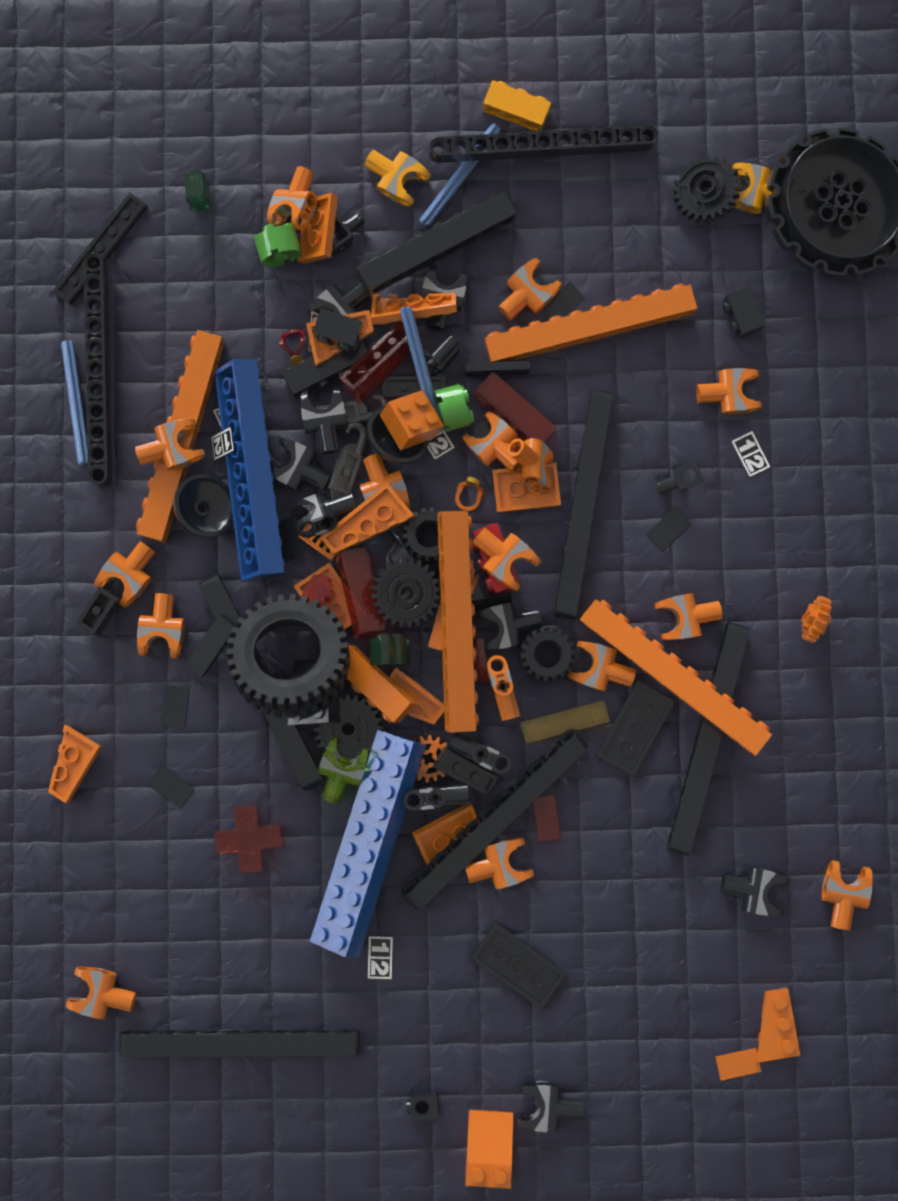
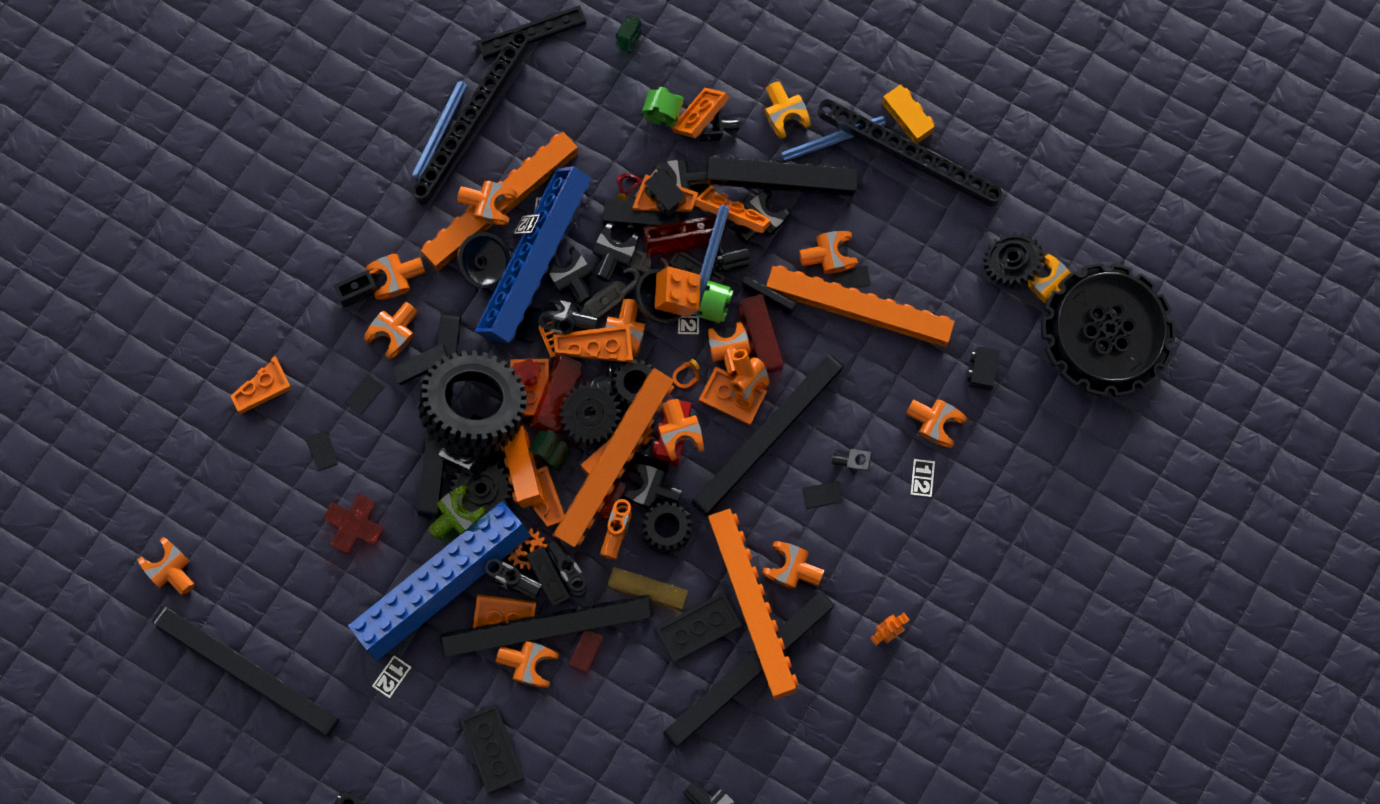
camera: 30 degrees right, 10 degrees down
(294, 202) = (695, 83): orange connector -> none
(602, 668) = (703, 565): orange connector -> none

